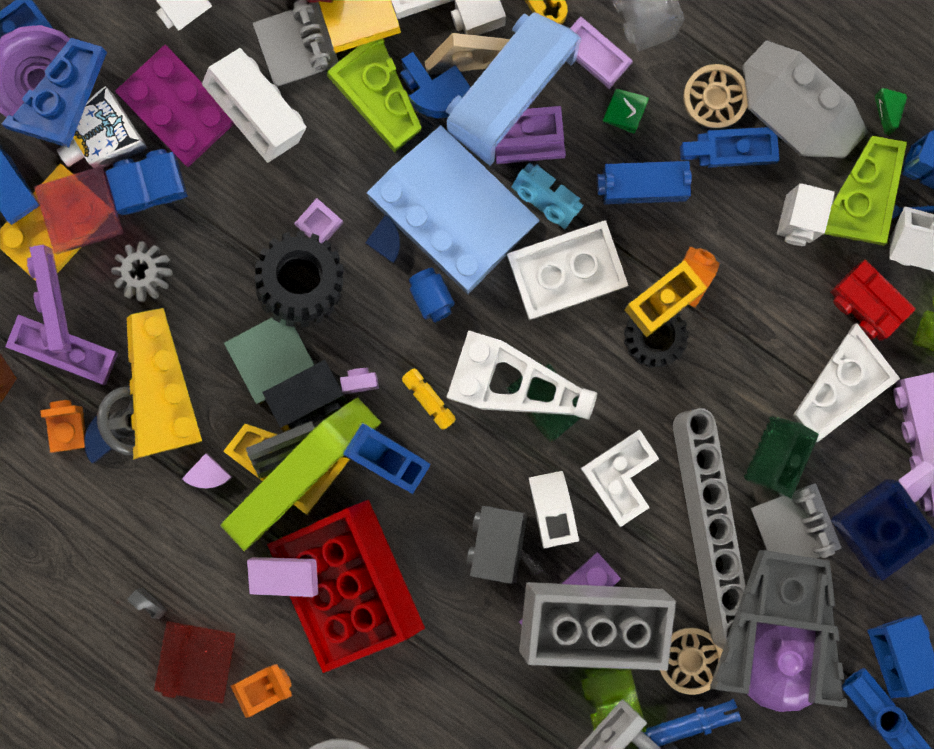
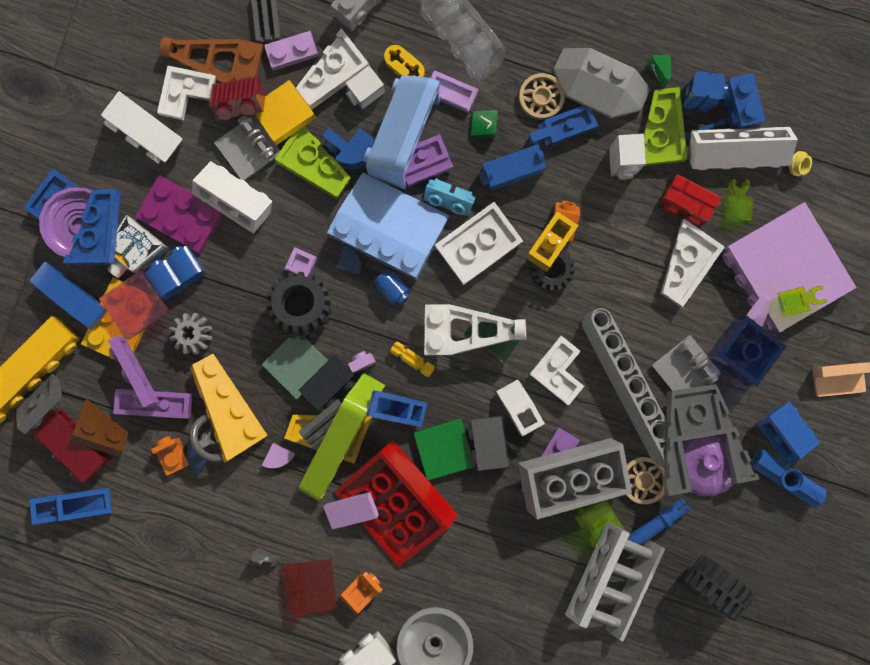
camera: 20 degrees left, 0 degrees up
(433, 533) = (444, 449): none -> green tile
(465, 52) = (365, 117): tan wing -> none
(781, 456) = (662, 324): clear green brick -> none

